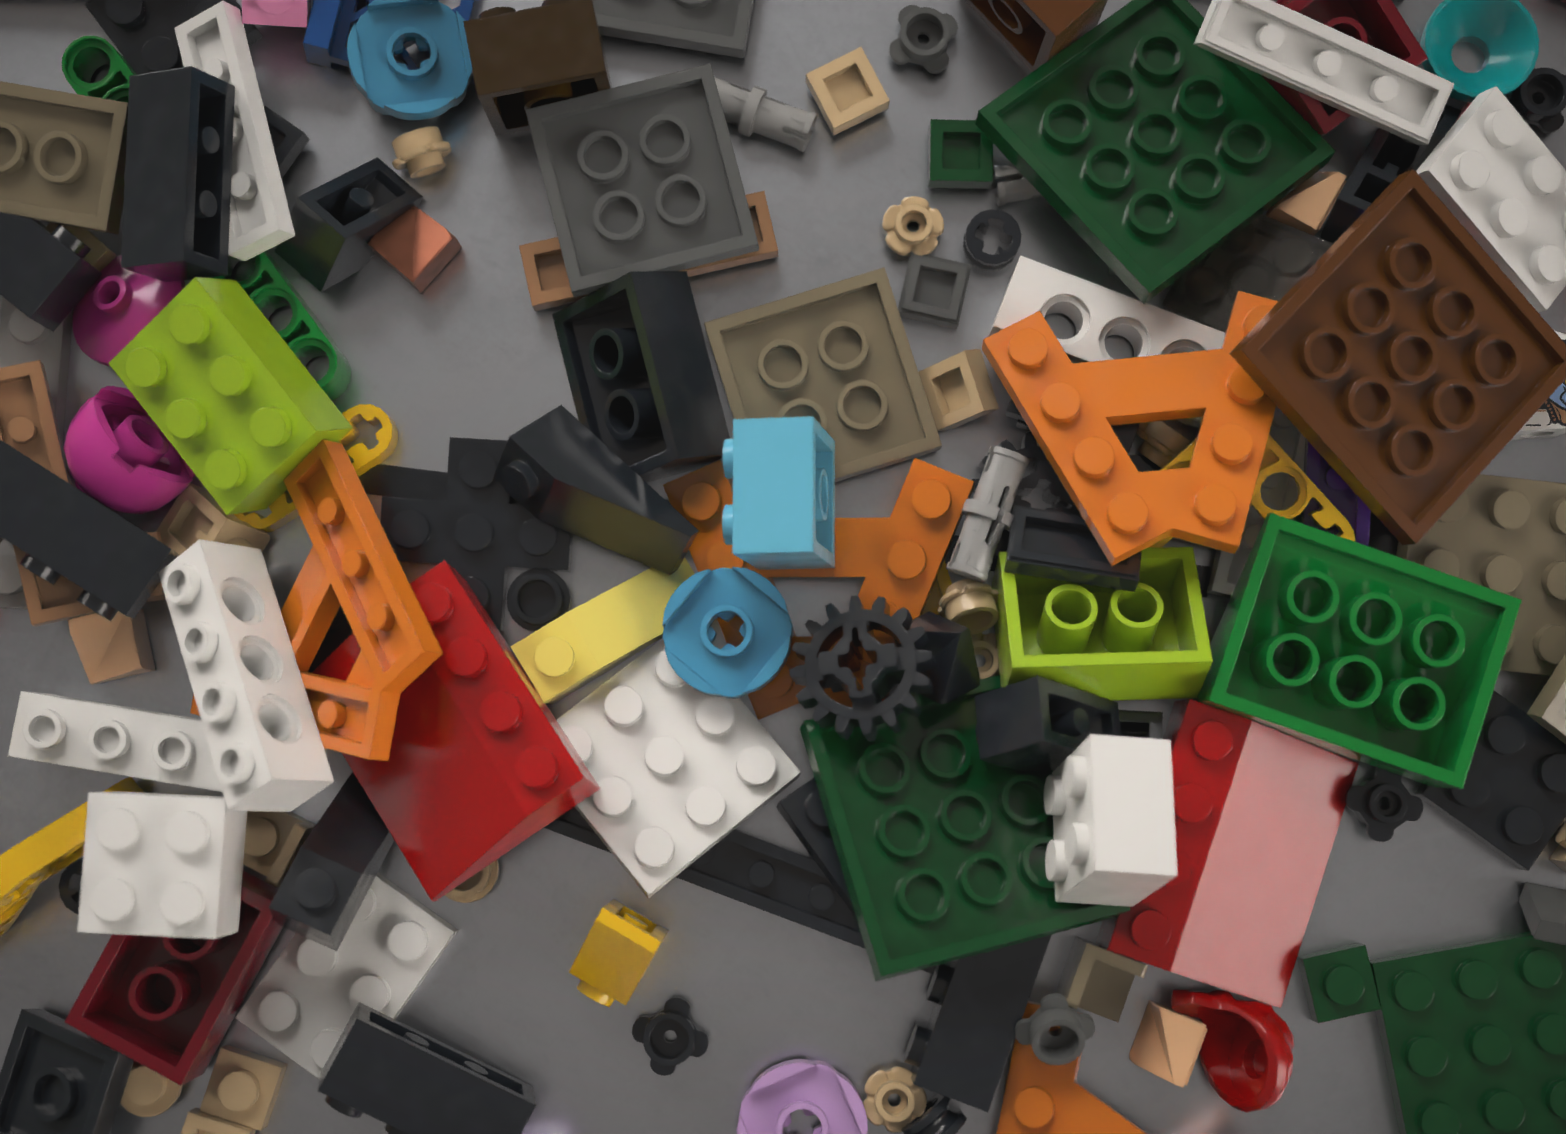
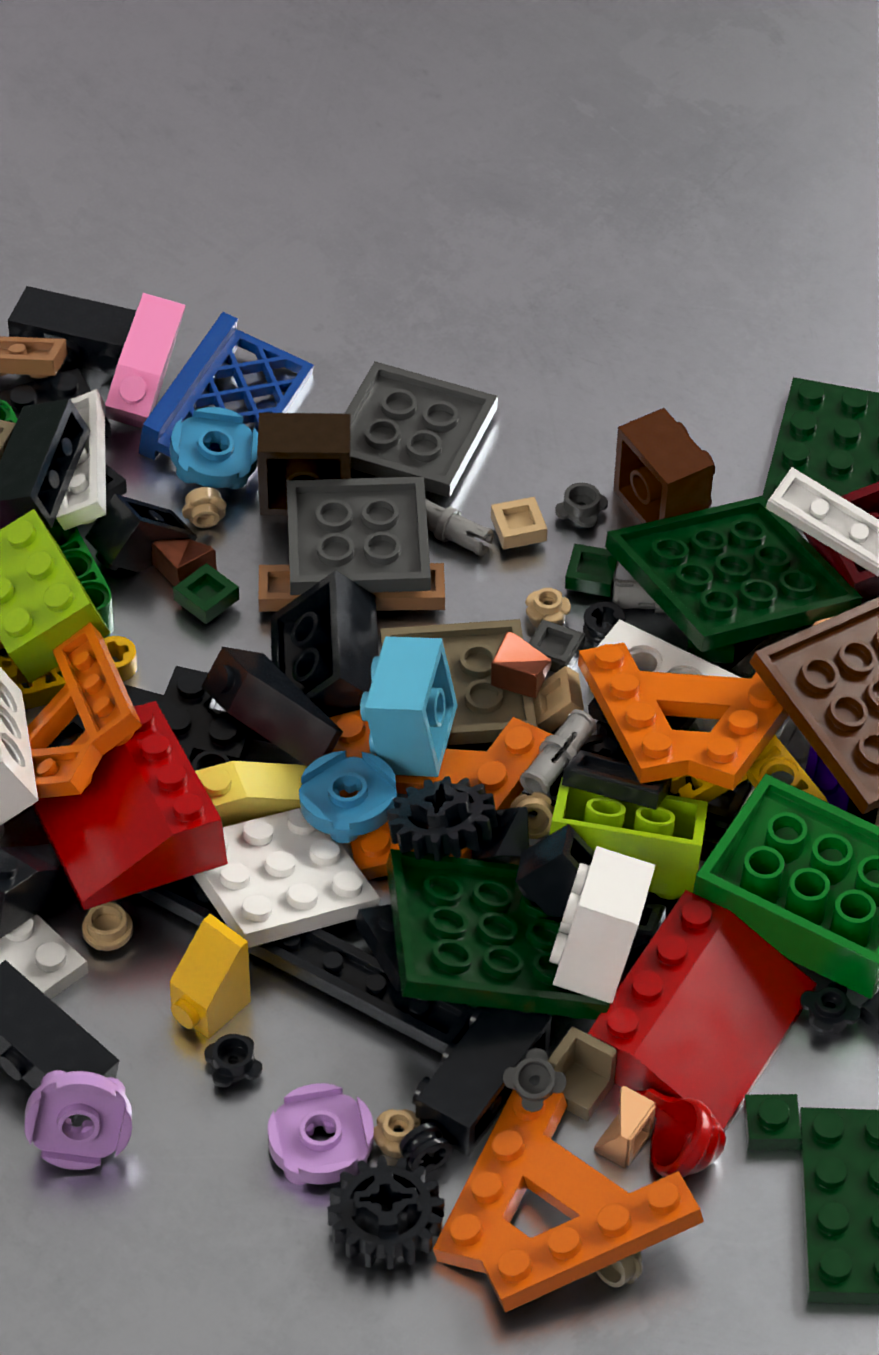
camera: 10 degrees right, 35 degrees down
(459, 302) = (206, 593): none -> dark green plate
(905, 362) = (519, 666): none -> copper slope

